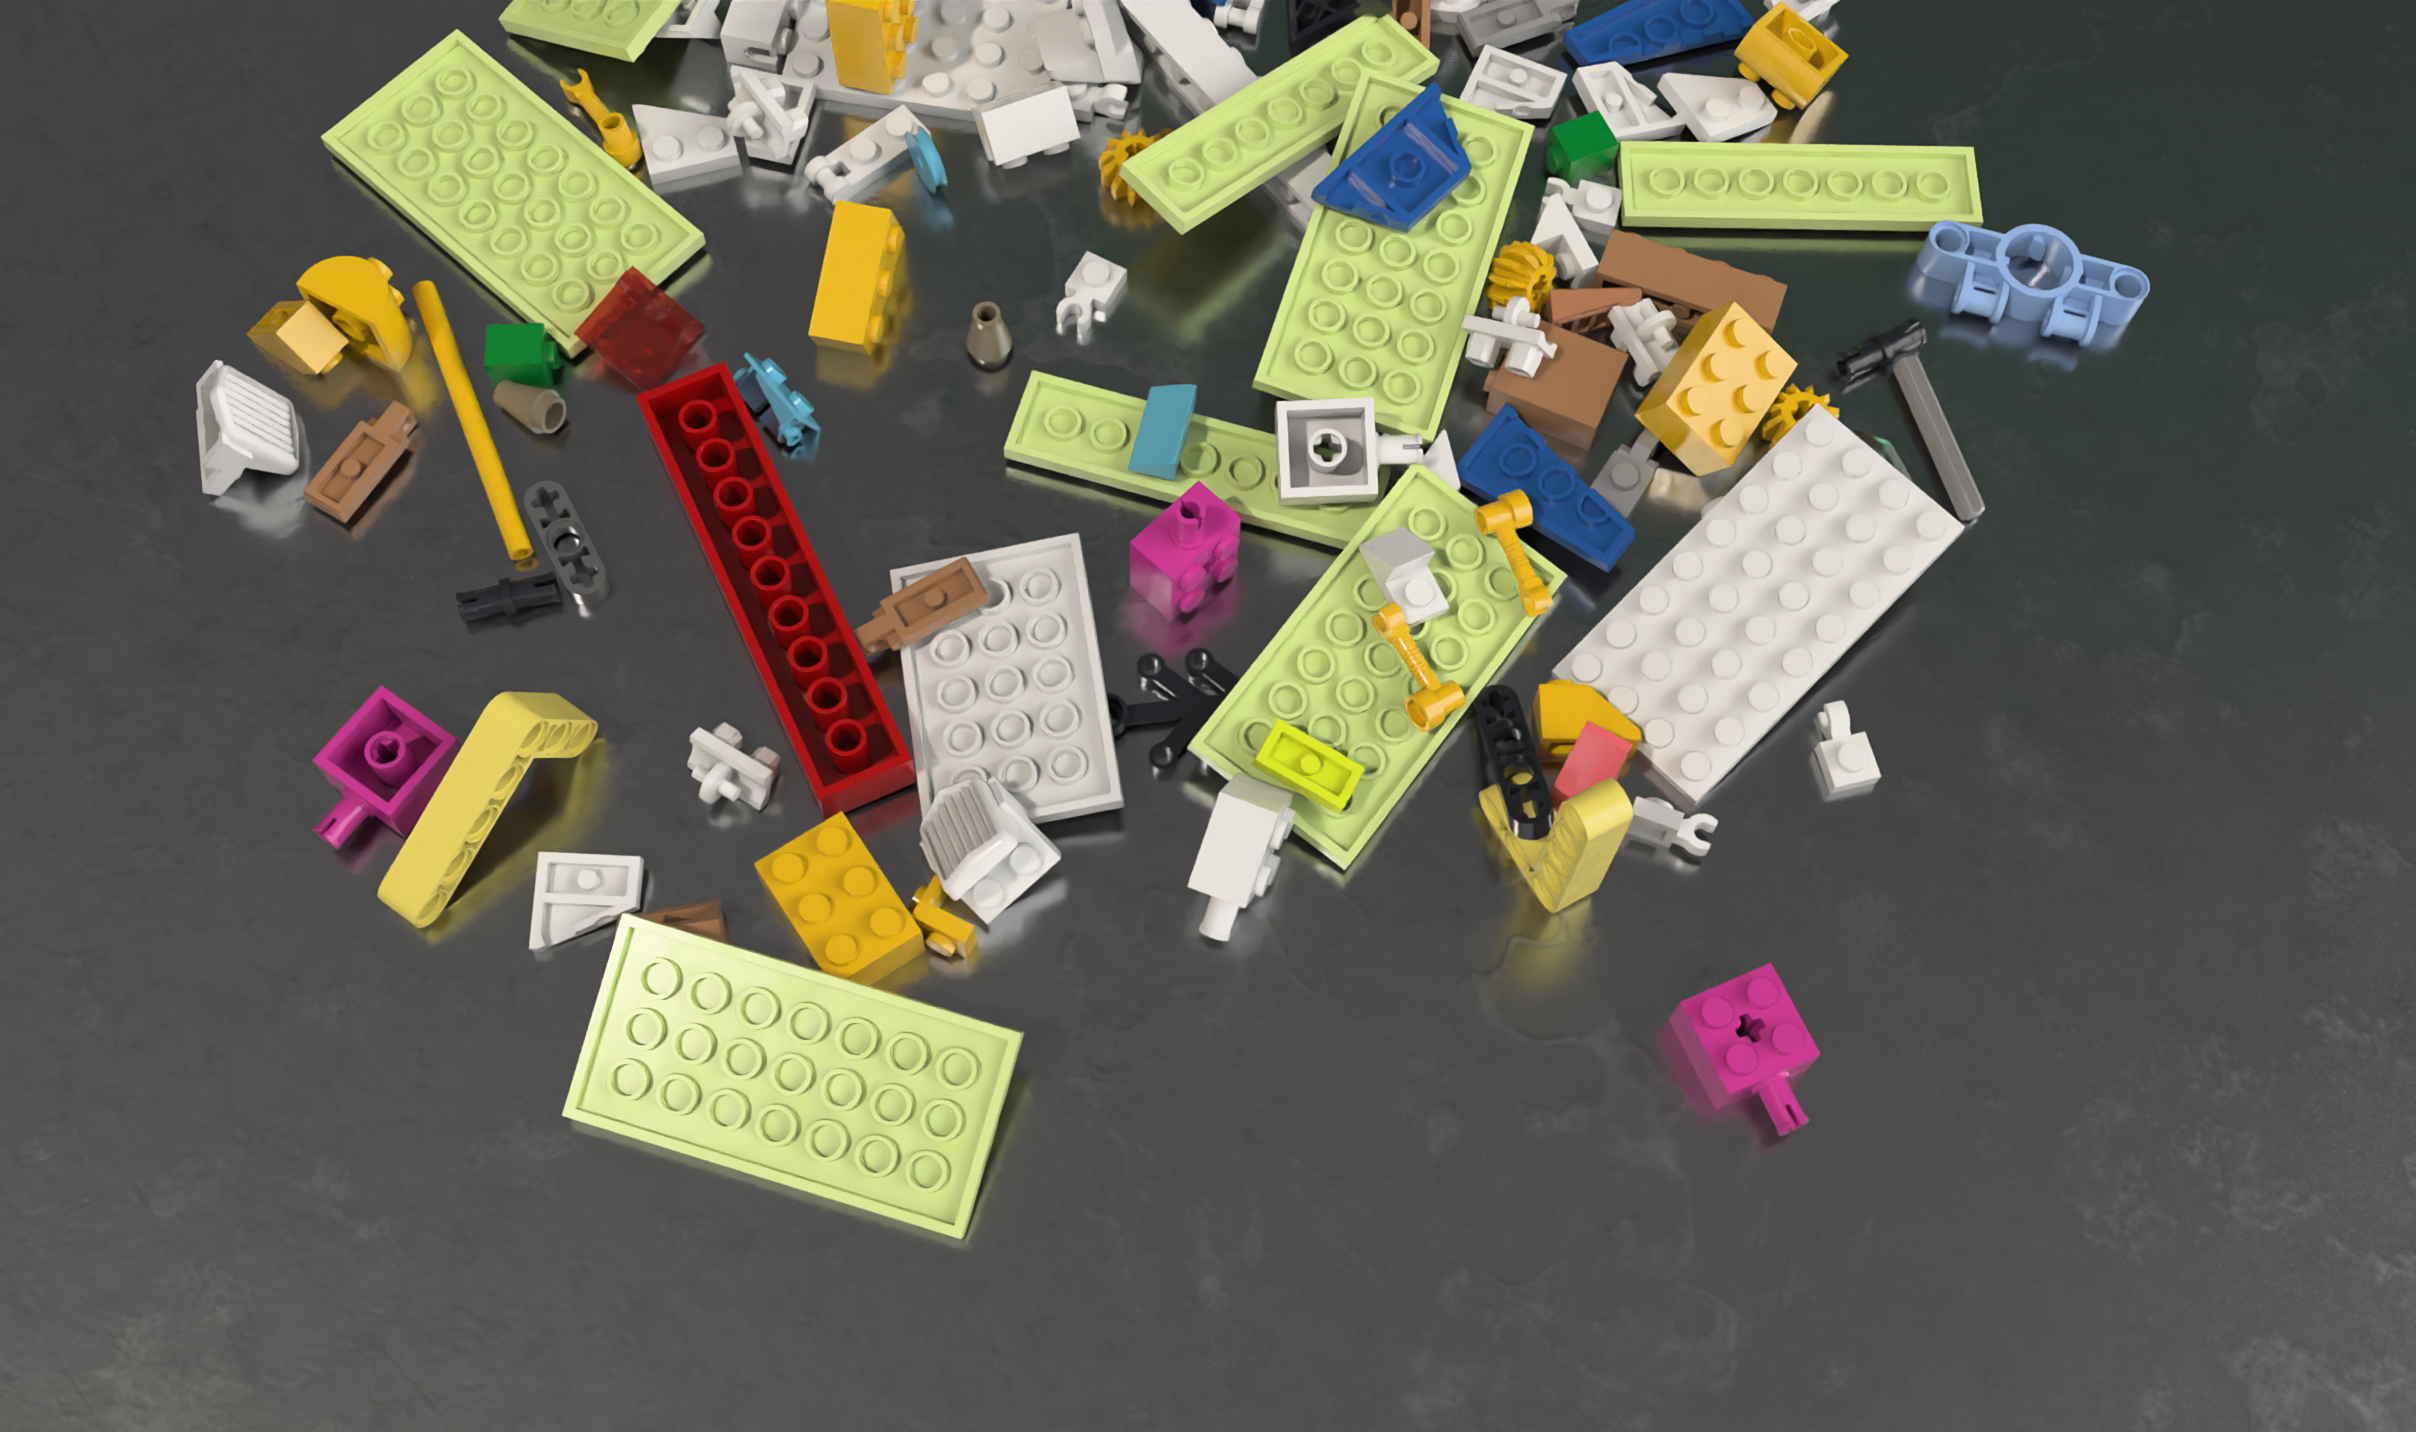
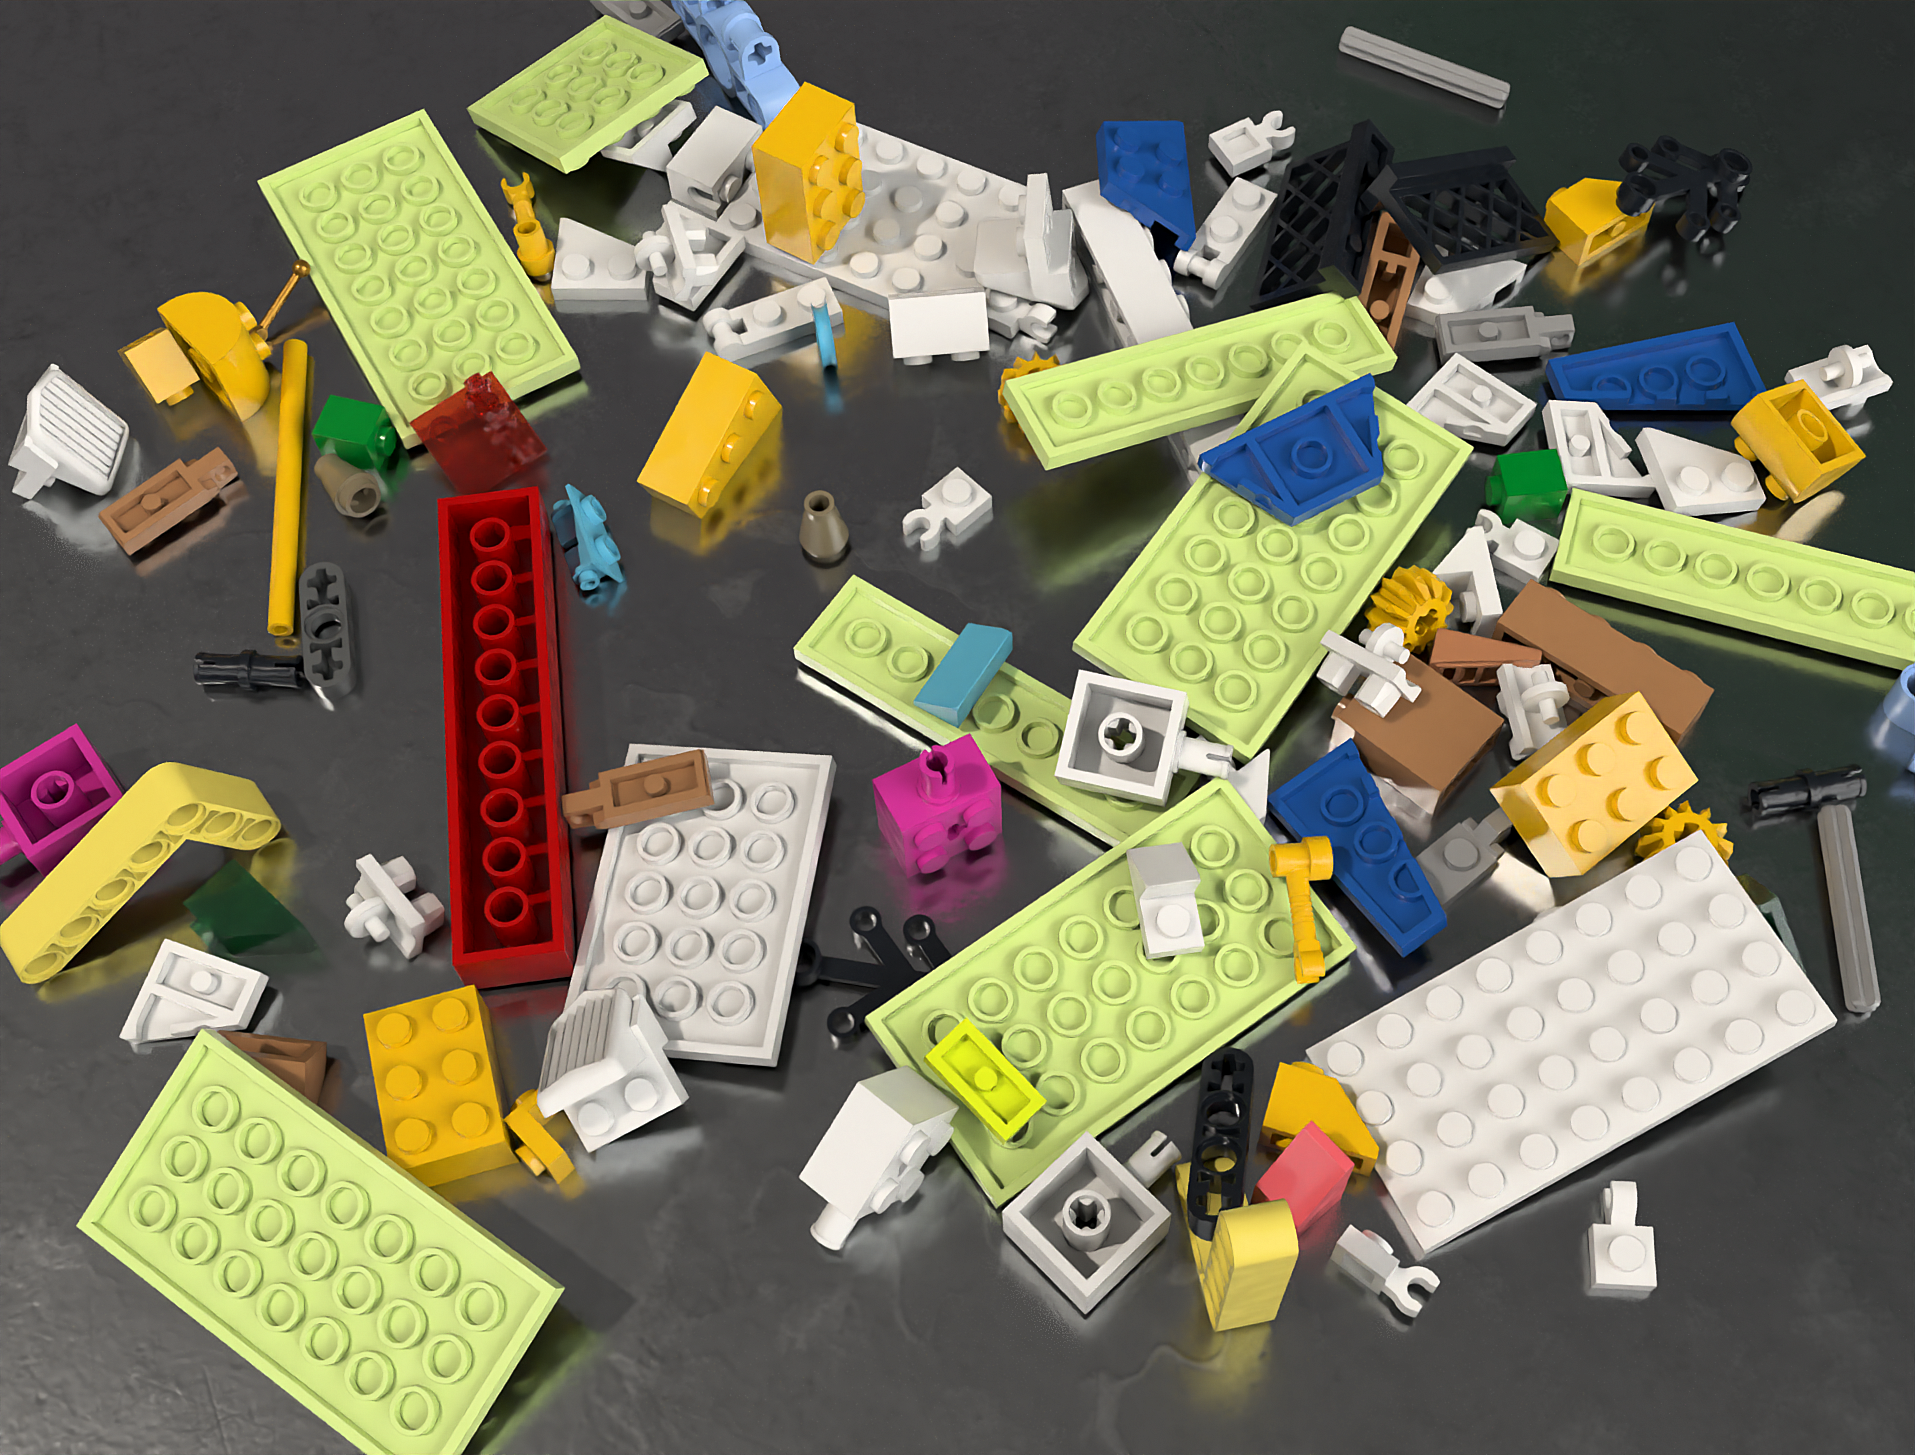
camera: 25 degrees right, 5 degrees down
(403, 213) = (300, 269): none -> pearl gold hinge
(603, 813) = (245, 917): none -> clear green slope
(1434, 700) = (1154, 1045): yellow brick -> none
(1434, 827) = (1088, 1185): none -> white brick

